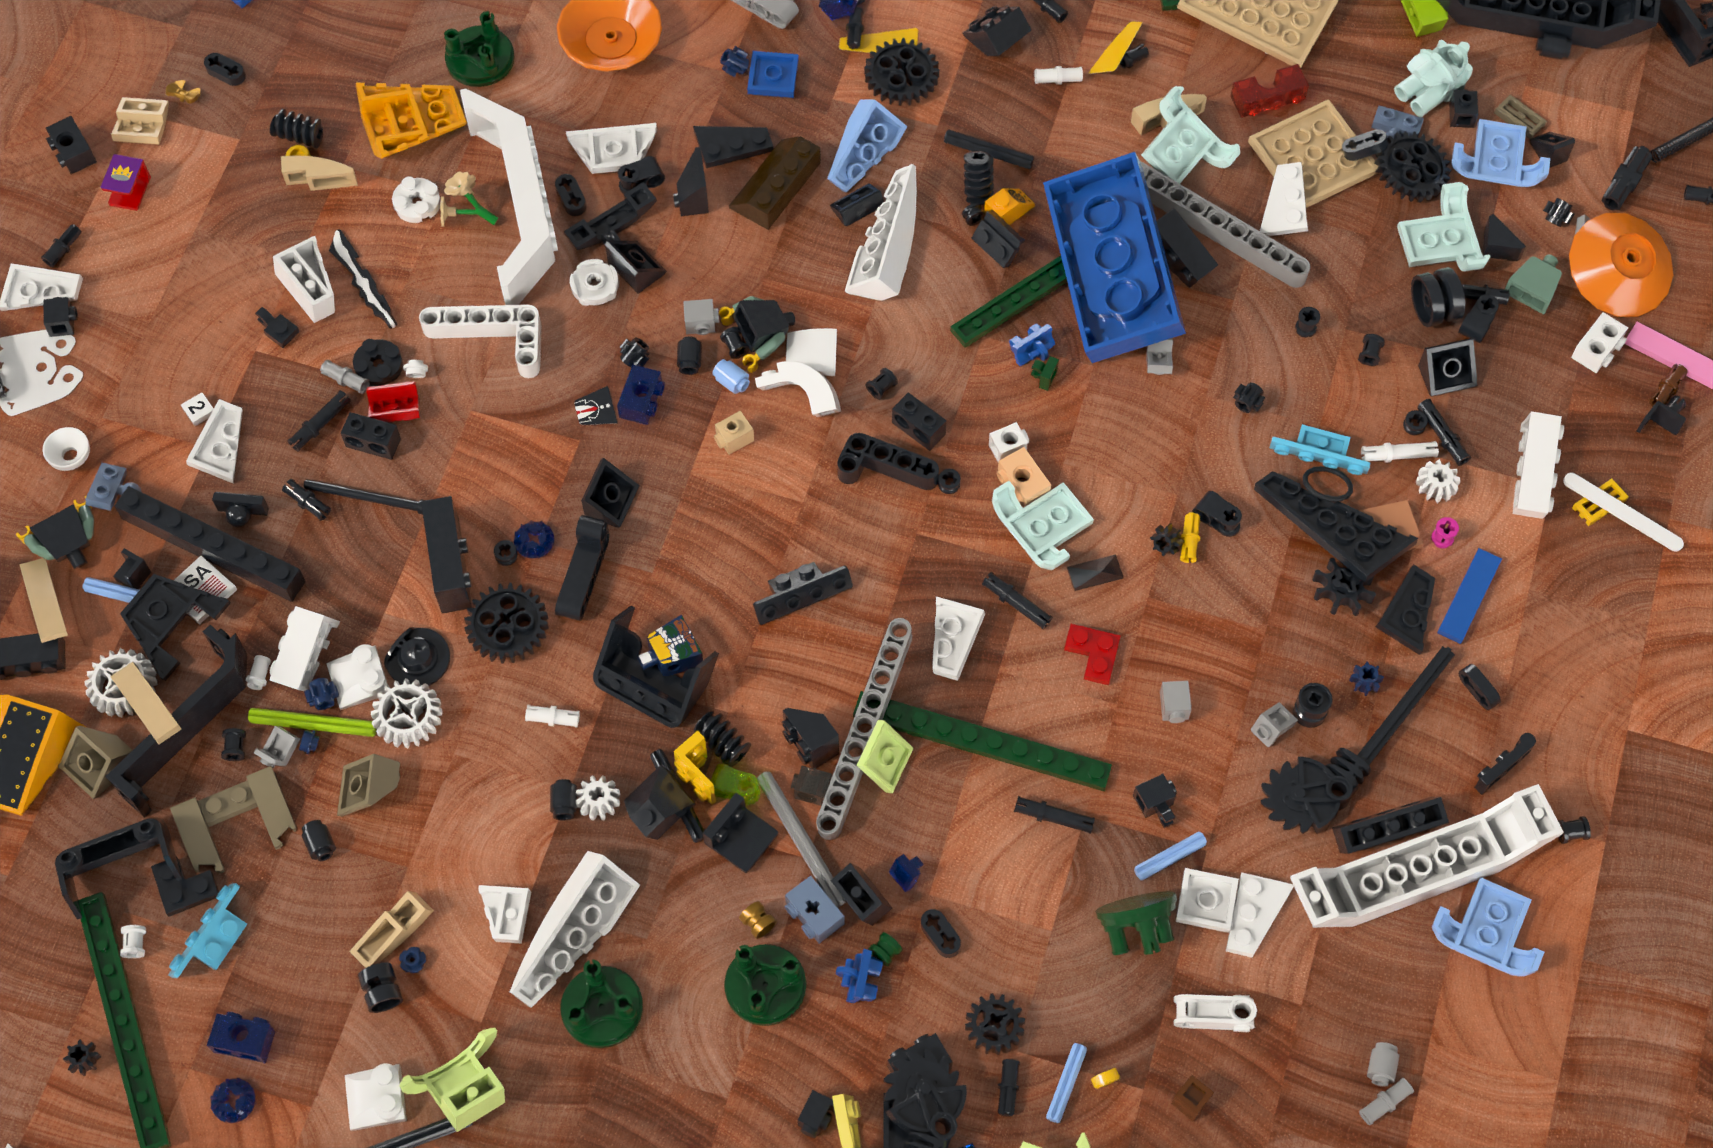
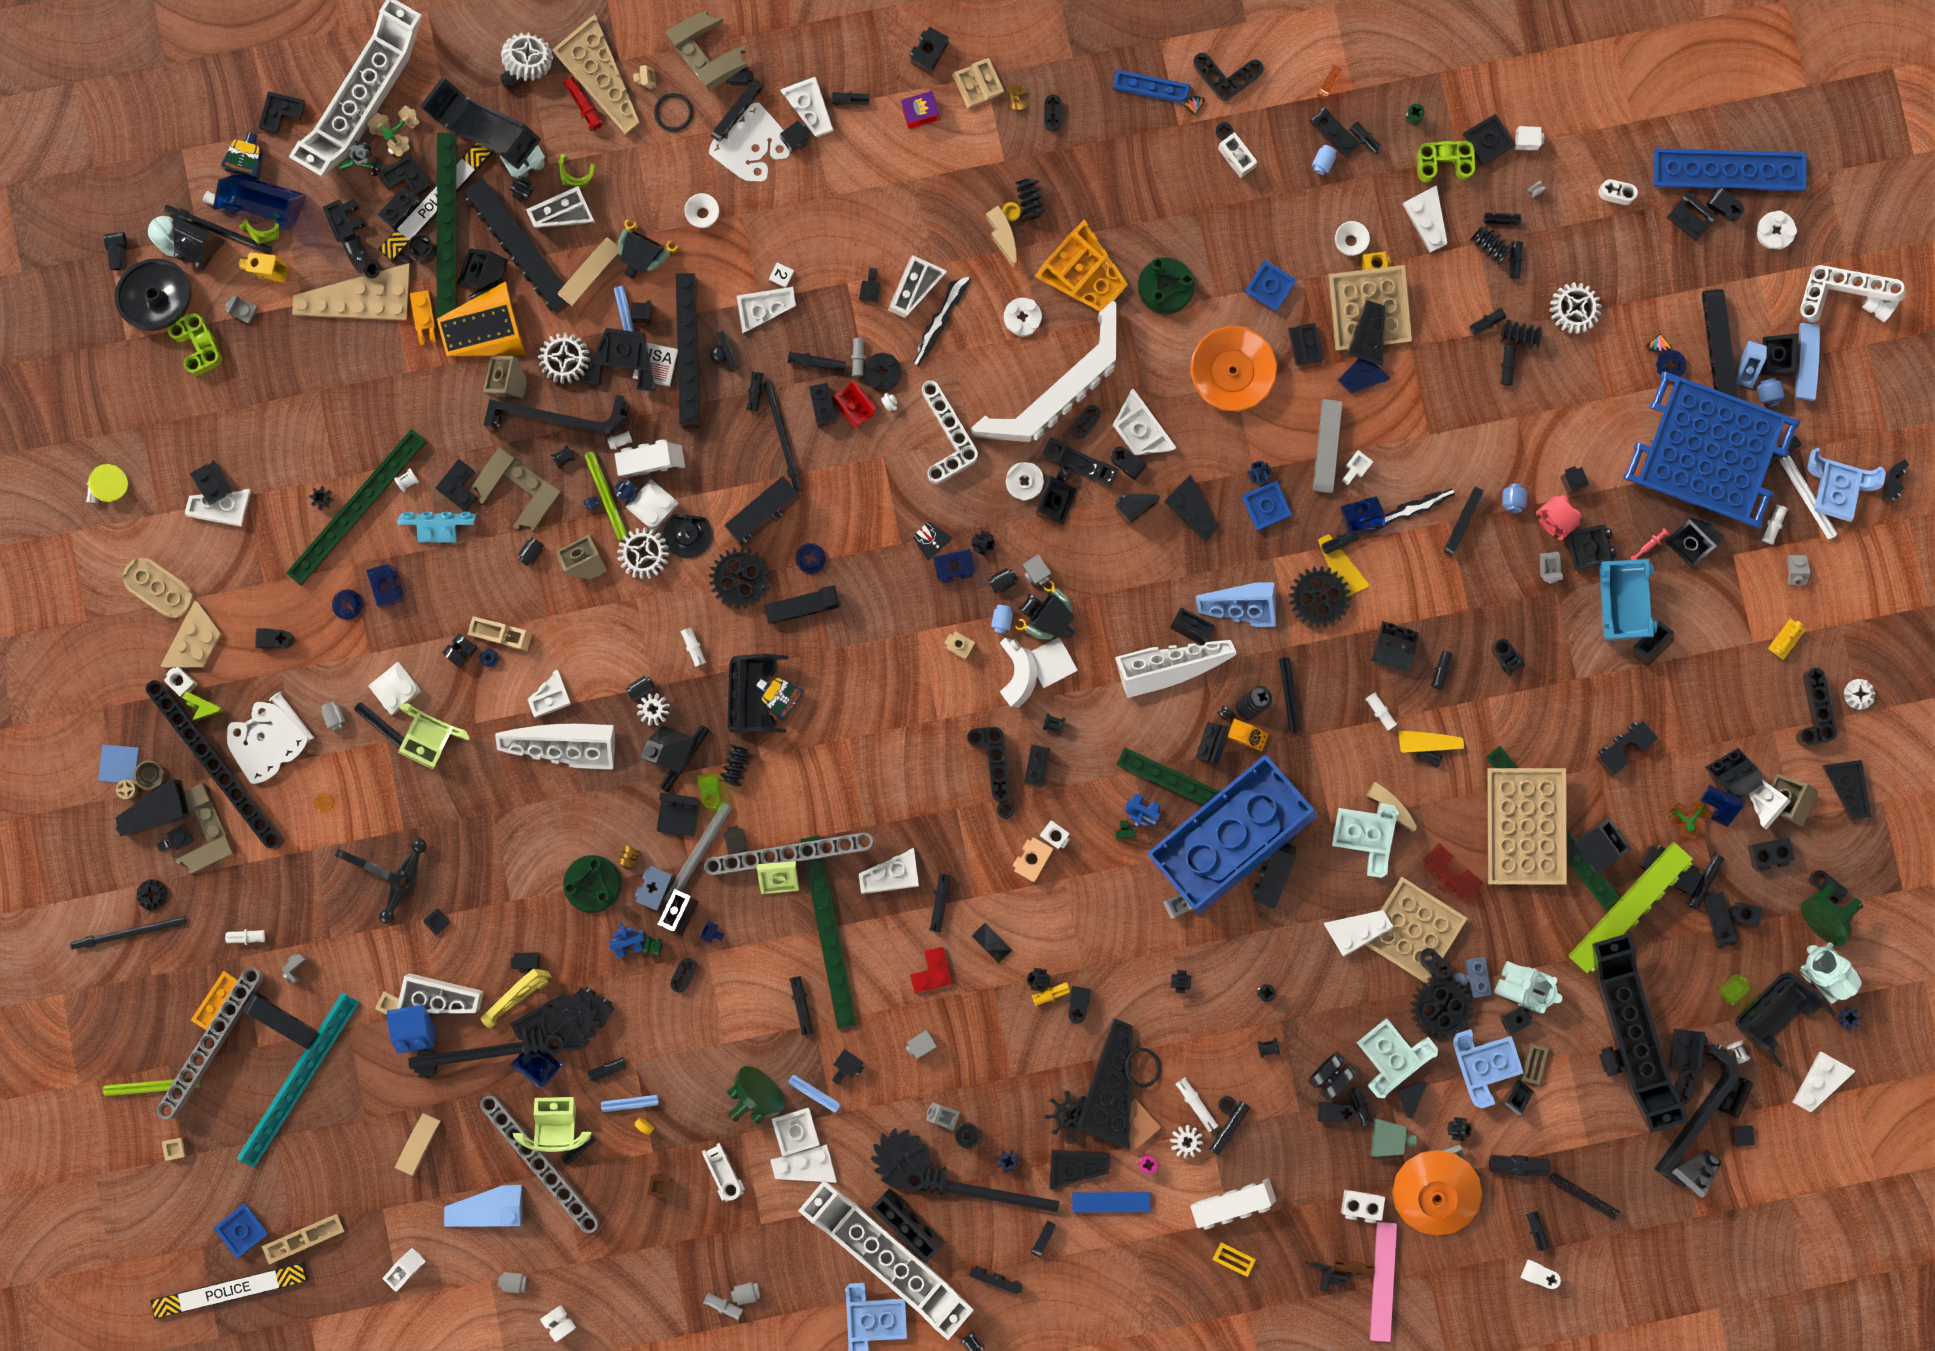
camera: 60 degrees right, 20 degrees up
(108, 486) = (691, 256): sand blue plate -> none
(109, 849) = (474, 442): black windscreen -> none
(145, 703) = (552, 389): tan slope -> none
(278, 748) = (575, 486): light grey bracket -> none
(462, 185) = (1035, 347): tan plant -> none
(505, 561) = (786, 541): black bush -> none
(601, 1006) = (524, 791): dark green piece -> none
(609, 494) = (867, 590): black slope -> none
(688, 760) = (698, 755): yellow bracket -> none
(777, 181) = (1177, 558): dark brown slope -> none
(800, 589) = (870, 754): black bracket -> none
(811, 735) = (765, 823): black slope -> none
(999, 1034) = (636, 1047): black gear -> none
(1043, 522) = (1005, 890): light aqua piece -> none
(1227, 228) = (1316, 899): light grey beam -> none
(1321, 447) = (1169, 1050): medium azure bracket -> none
(1449, 367) = (1281, 1109): black slope -> none
(1623, 512) = (1232, 1278): white piece -> none

